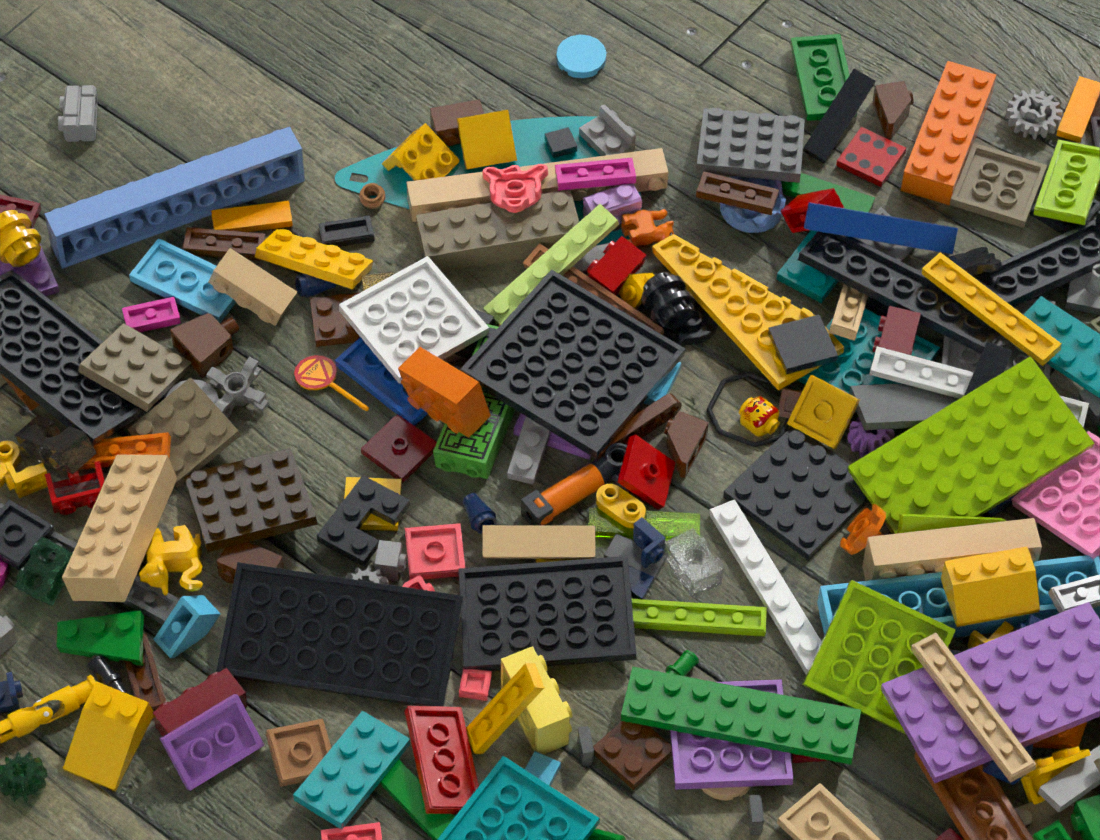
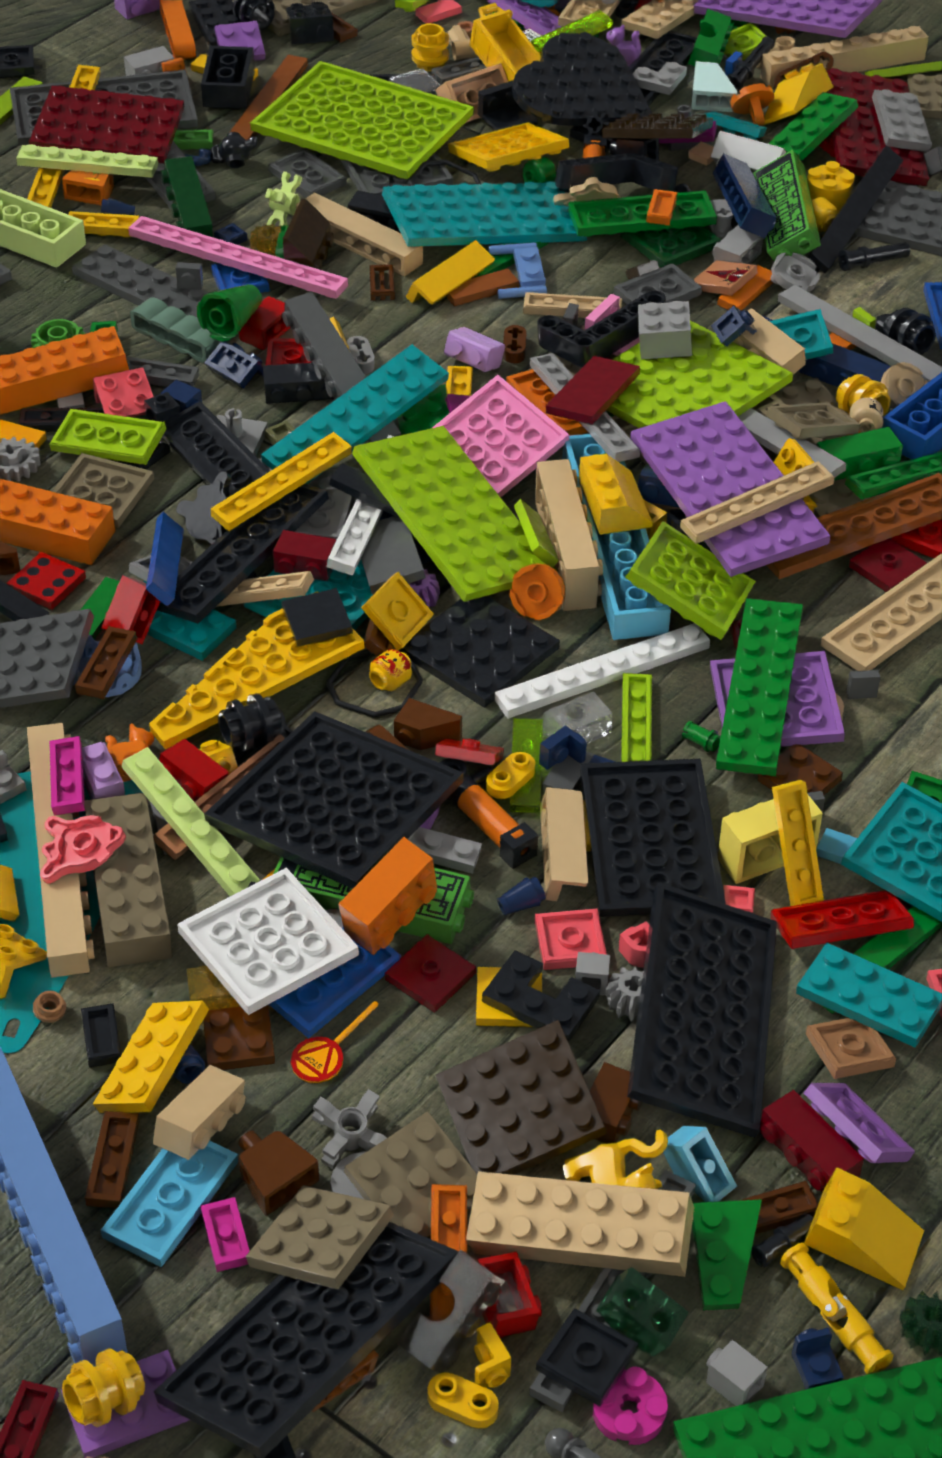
camera: 90 degrees left, 10 degrees down
(253, 217) = (68, 1135): light orange tile -> none

